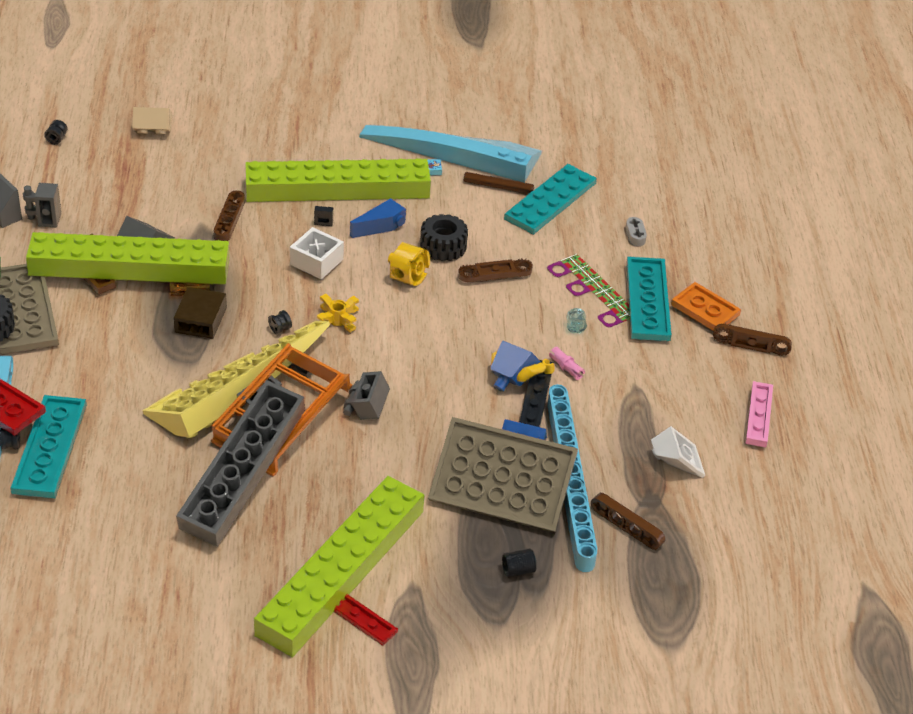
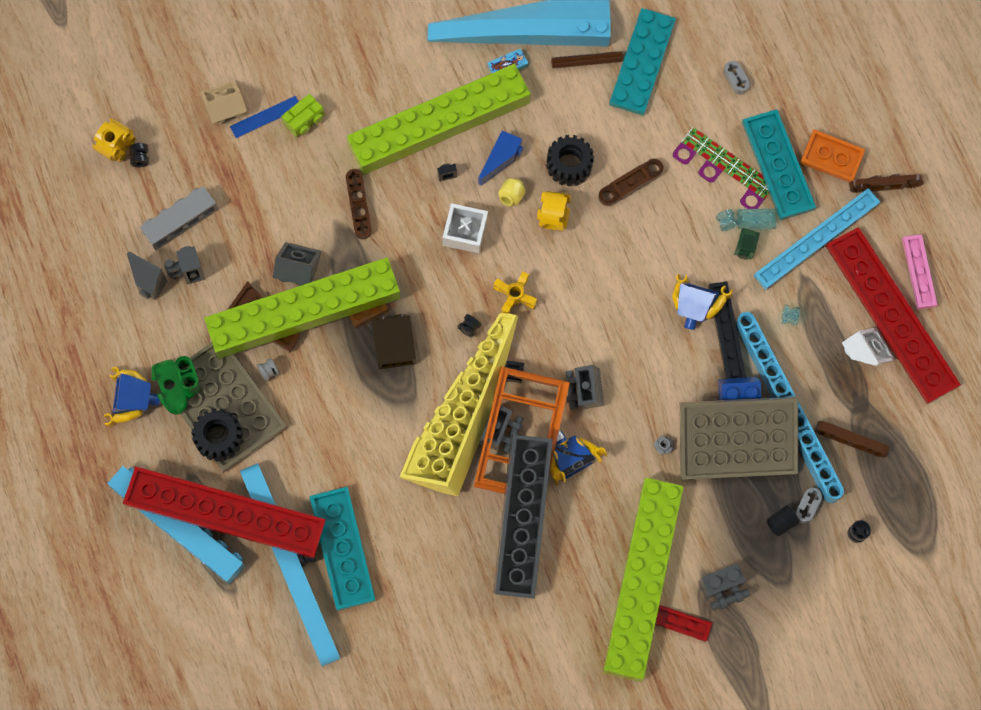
camera: 20 degrees left, 30 degrees up
(38, 112) = (113, 140): none -> yellow brick
(67, 297) = (268, 369): none -> light grey wheel
(68, 176) = (179, 217): none -> light grey brick
(184, 143) = (263, 117): none -> blue sticker
(216, 146) = (303, 115): none -> lime brick
(323, 444) = (573, 456): none -> torso
(376, 244) = (511, 192): none -> light yellow head
(424, 468) = (663, 450): none -> light grey plate
(426, 594) = (721, 582): none -> dark grey brick
(557, 565) = (812, 507): none -> light grey beam
(567, 363) = (736, 274): bright pink pin -> none
(588, 342) = (746, 244): none -> clear green brick
(599, 598) = (862, 528): none -> black wheel
(607, 330) = (756, 218): none -> clear light blue plate
(607, 406) = (790, 315): none -> clear light blue wheel
(661, 360) = (816, 239): none -> medium azure plate
(717, 441) = (893, 315): none -> red plate

